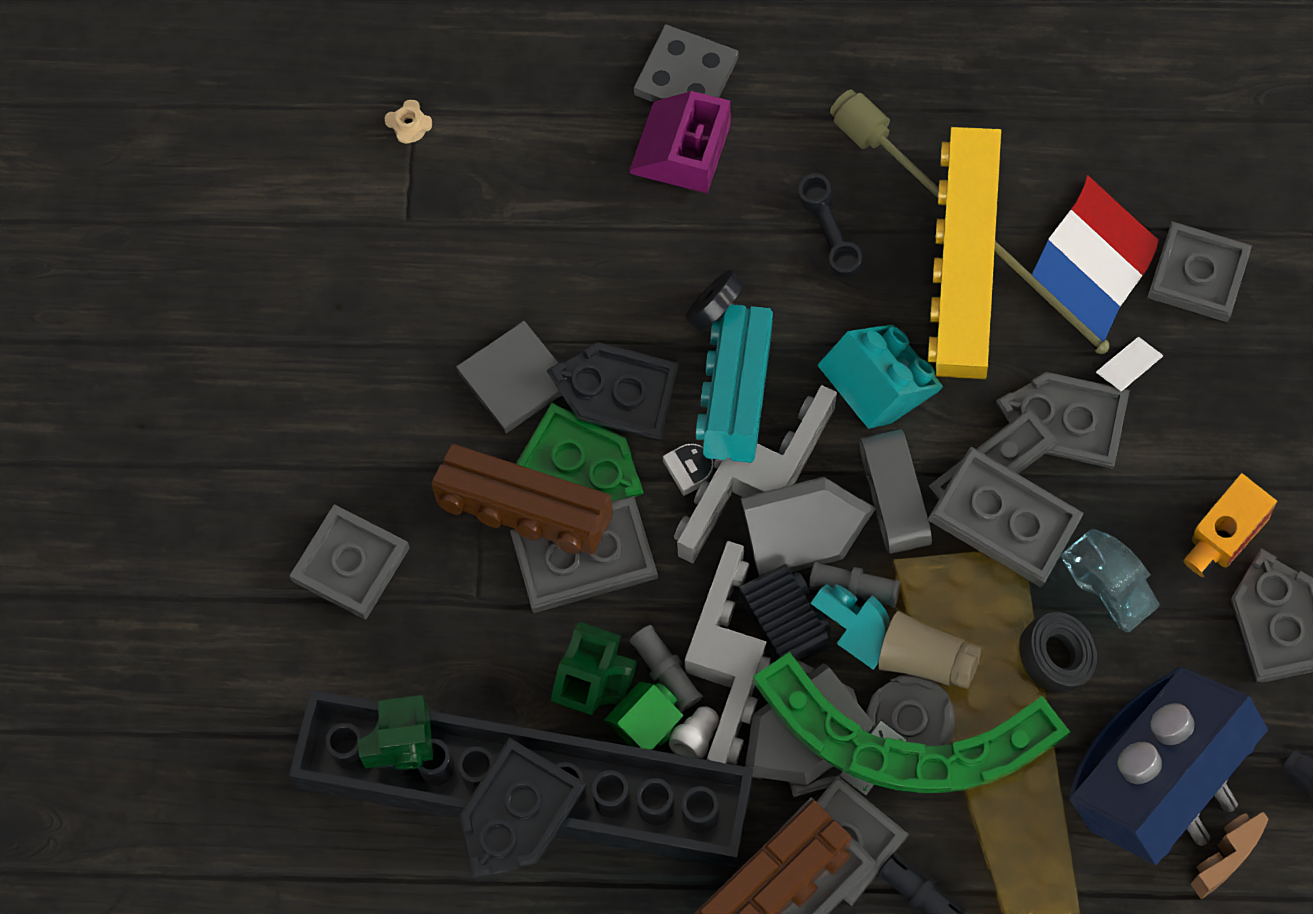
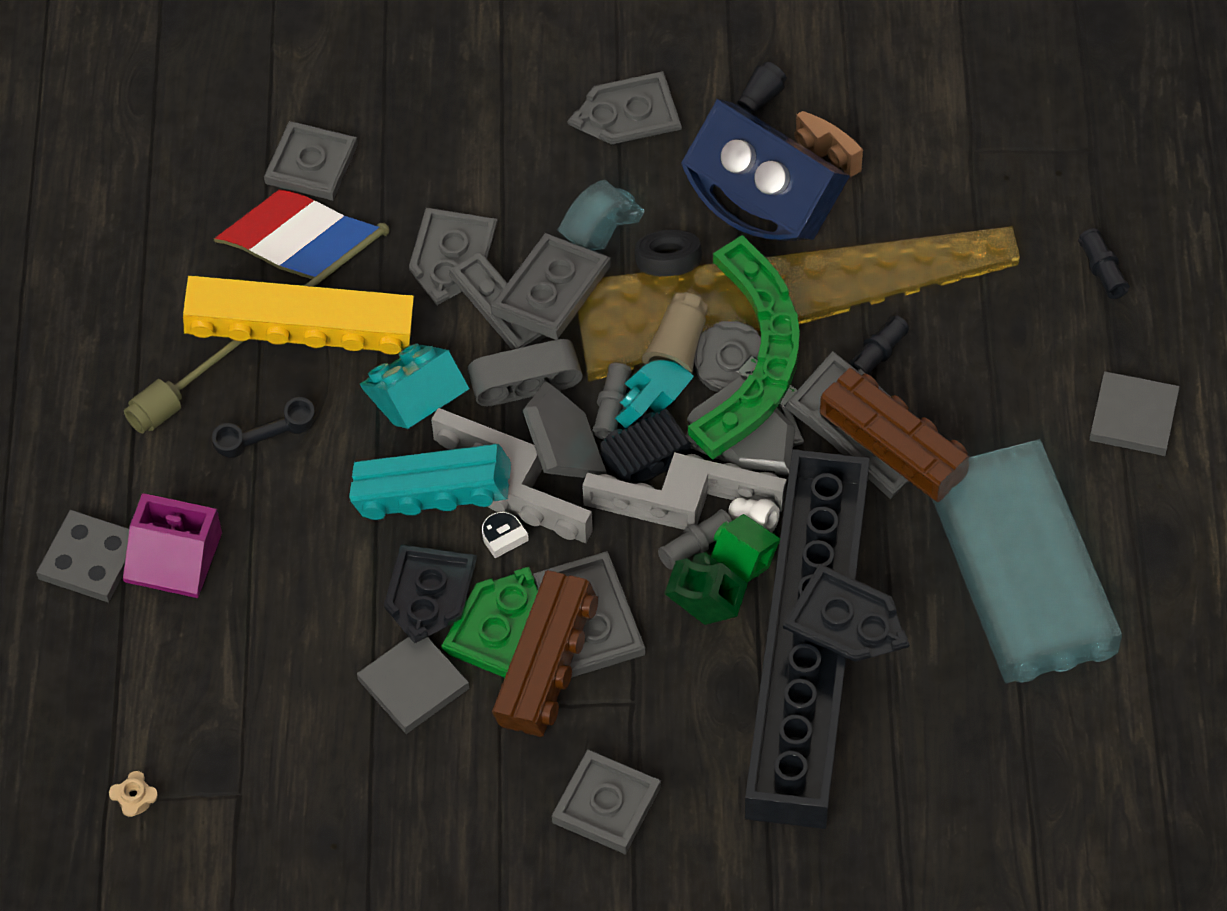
camera: 95 degrees left, 10 degrees down
(400, 735) = (788, 705): dark green brick -> none
(714, 300) = (340, 496): black piece -> none
(1129, 363) = (400, 208): white sticker -> none
(1237, 513) = (553, 132): light orange torso -> none

